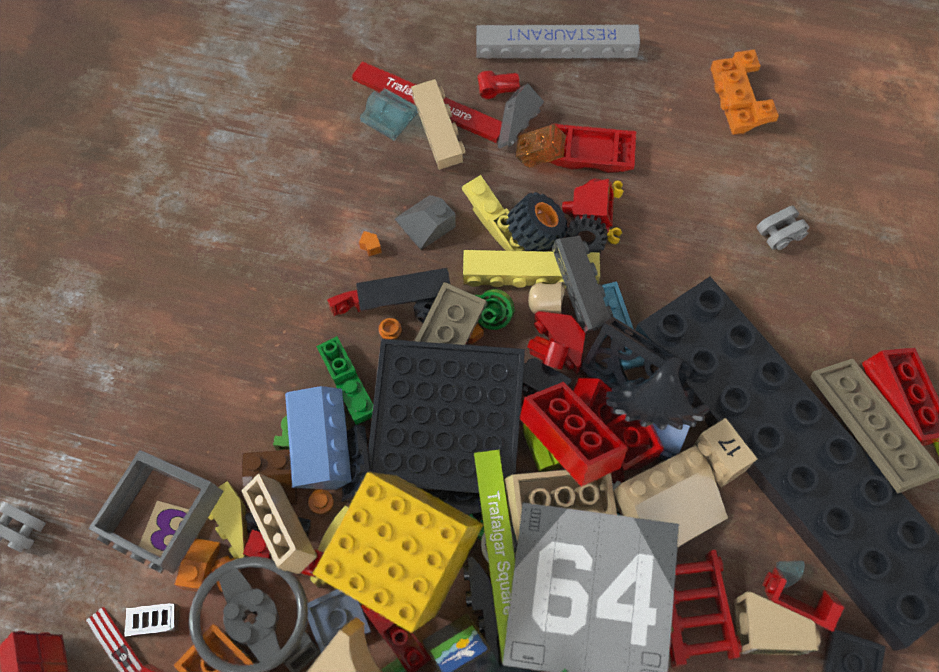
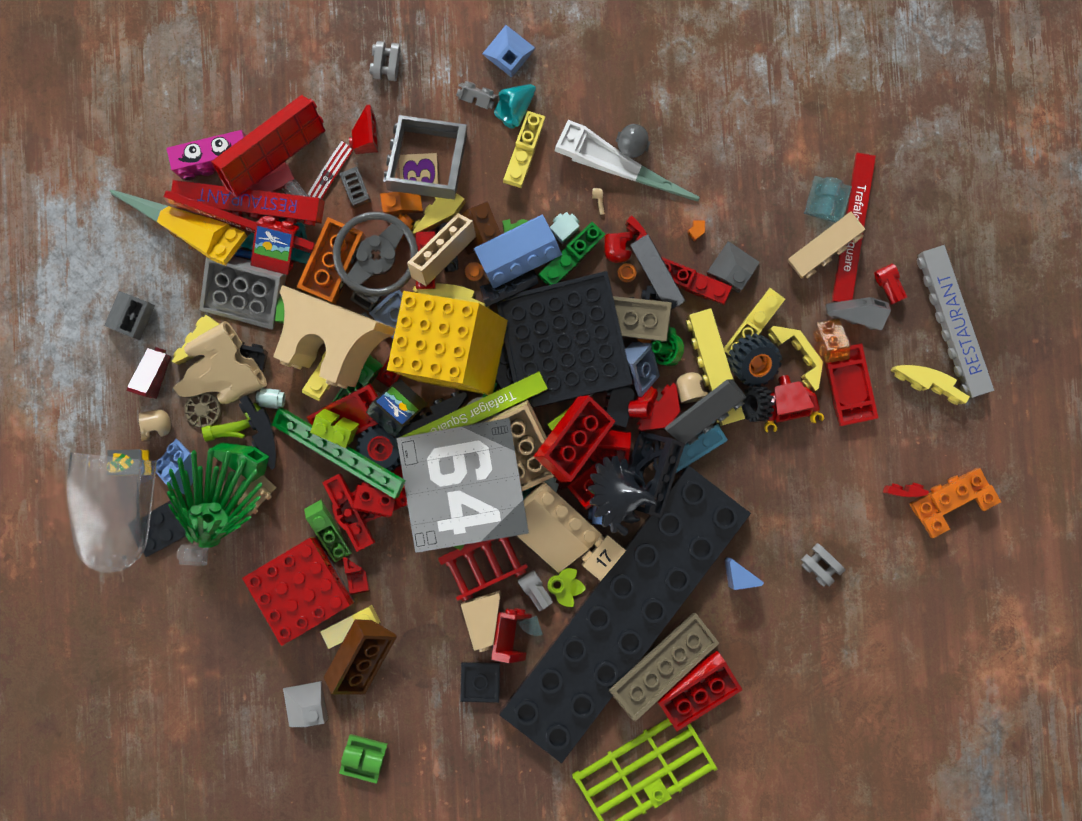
camera: 75 degrees right, 20 degrees up
(78, 378) = (508, 51): none -> medium blue slope
(90, 581) = (365, 133): none -> red slope
(116, 422) = (483, 96): none -> light grey hinge
(143, 392) = (514, 104): none -> teal hat
(200, 395) = (524, 149): none -> light yellow slope
(234, 323) = (593, 151): none -> white plate
(244, 275) = (633, 140): none -> dark grey cap
(288, 331) = (598, 194): none -> tan hand
(308, 375) = (564, 227): none -> light aqua brick
(356, 331) = (615, 247): none -> red helmet
(436, 252) = (697, 283): none -> red slope
(499, 336) = (642, 366): none -> sand blue slope
(543, 175) = (811, 378): none -> light yellow slope
(607, 78) = (923, 377): none -> light yellow slope
(720, 128) = (913, 490): none -> red slope
(739, 553) = (533, 587): none -> light grey piece
(749, 511) = (569, 586): none -> lime plate
(780, 310) = (739, 577): none -> medium blue slope

